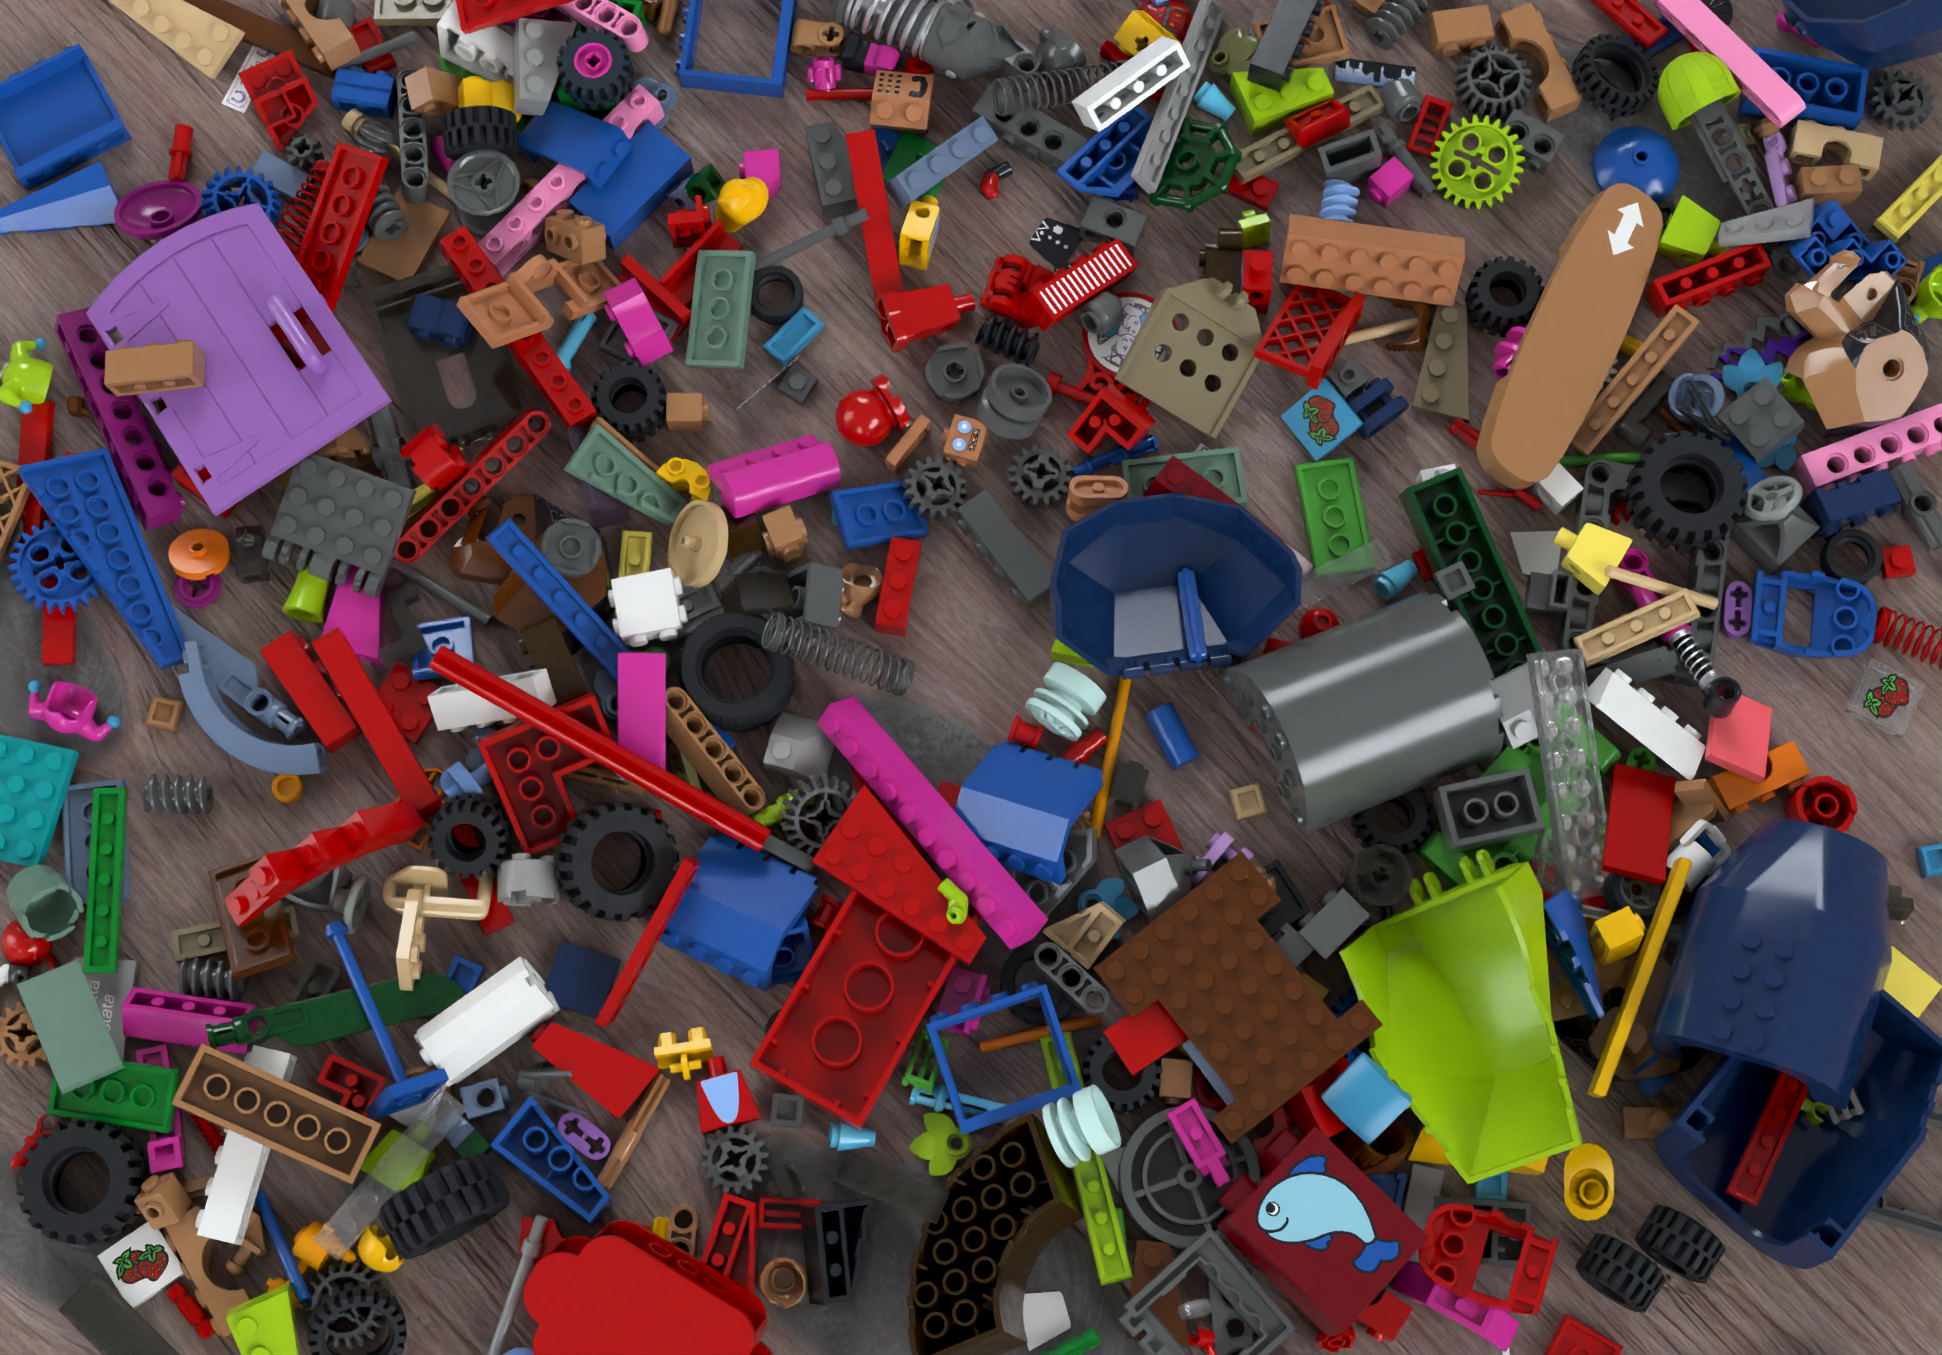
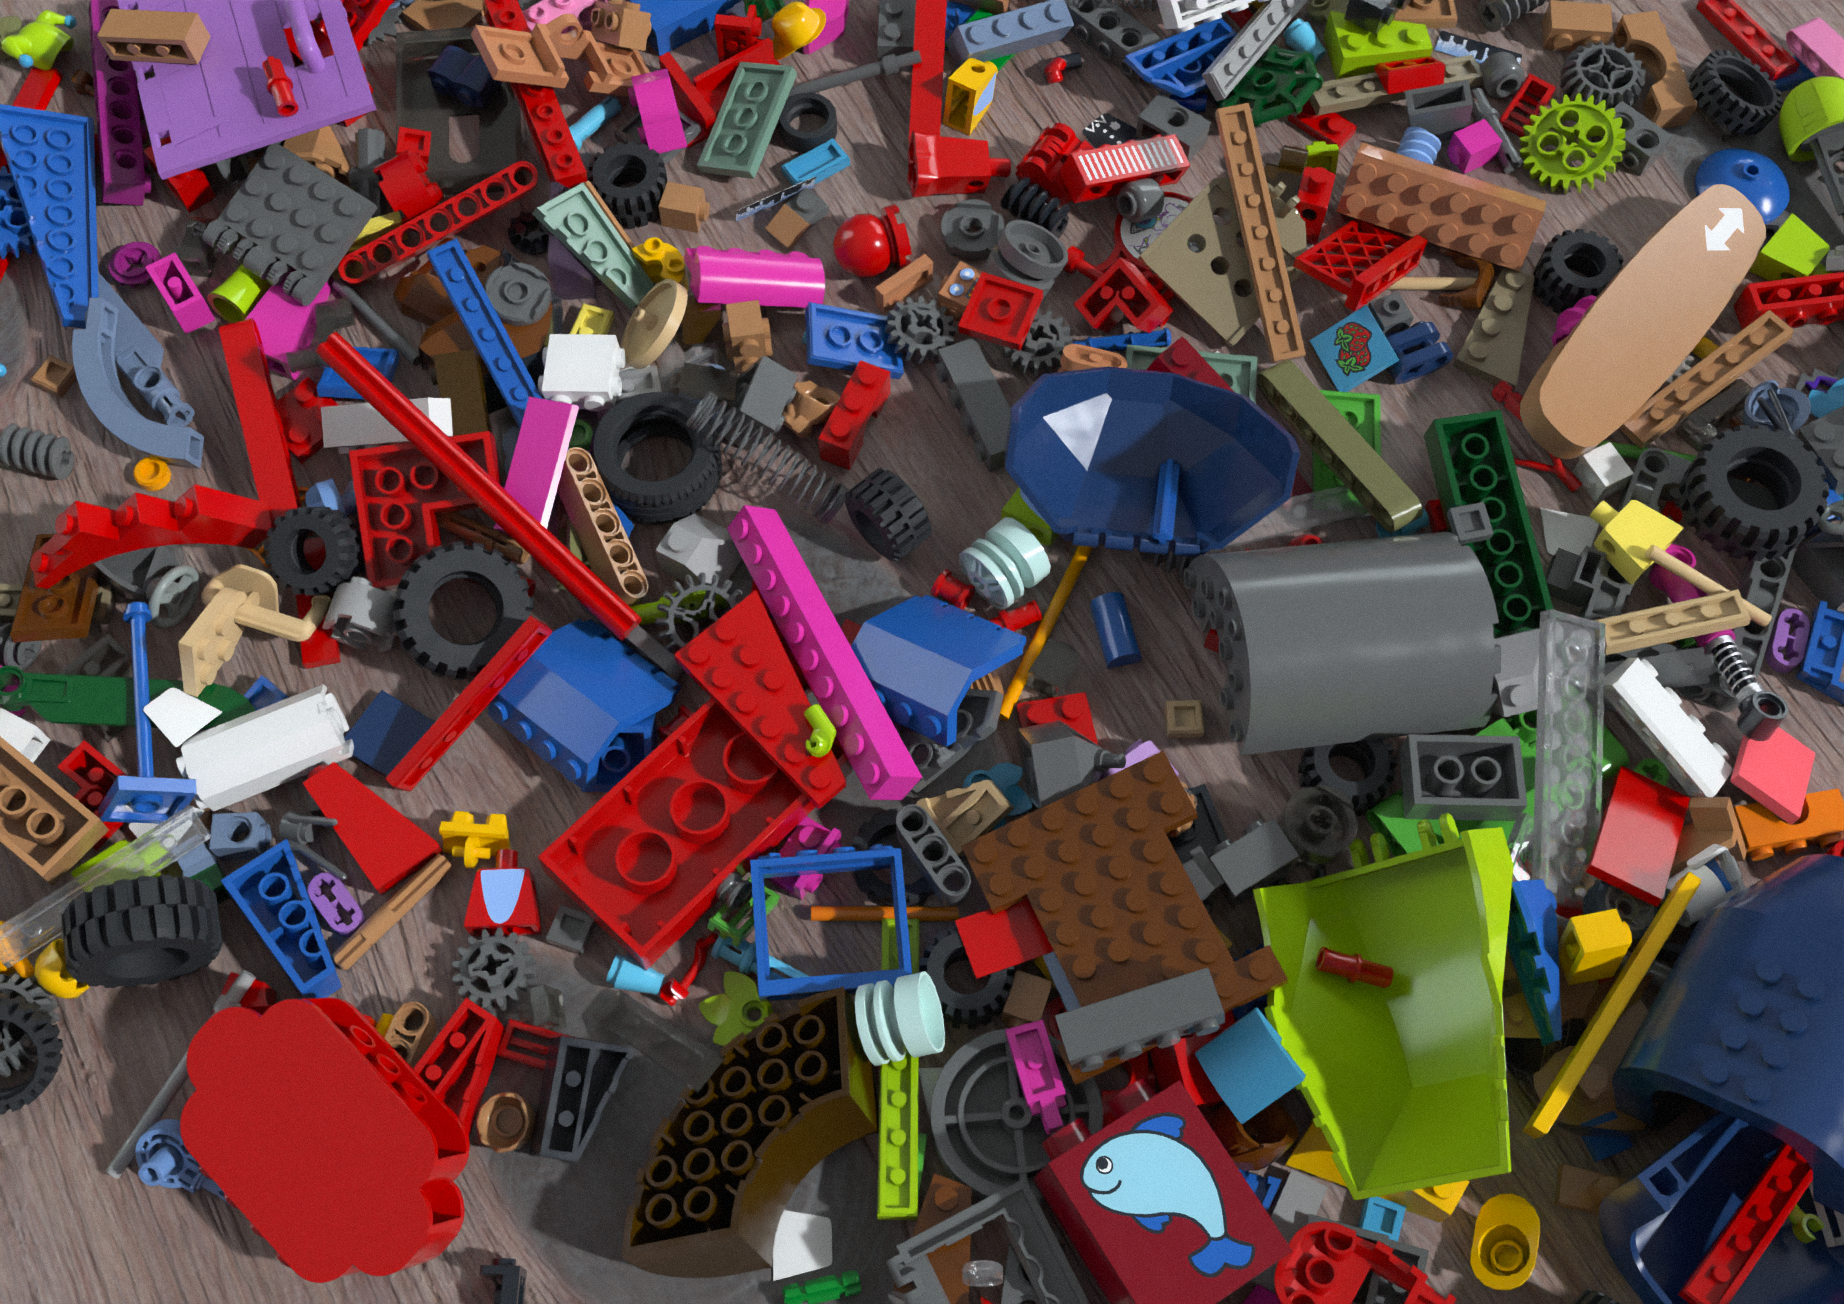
camera: 15 degrees right, 10 degrees down
(199, 553) = (146, 232): orange plate -> none
(254, 609) = (180, 293): none -> dark pink brick
(297, 401) = (280, 86): none -> red axle
(311, 691) = (208, 383): red brick -> none
(405, 1012) = (179, 715): none -> white sticker
(422, 412) = (414, 141): none -> red plate
(541, 472) = (522, 240): none -> black gear
(786, 409) = (787, 226): none -> medium nougat tile
(883, 1139) = (674, 990): none -> red piece
(916, 1049) = (734, 890): none -> dark grey bush
(955, 681) = (888, 514): none -> black tyre
(1004, 460) = (1000, 311): none -> red plate
(1218, 333) = (1260, 233): none -> medium nougat plate
(1275, 1086) = (1141, 1019): none -> dark grey brick
(1327, 521) = (1340, 446): none -> olive beam
(1430, 990) = (1354, 968): none -> red axle

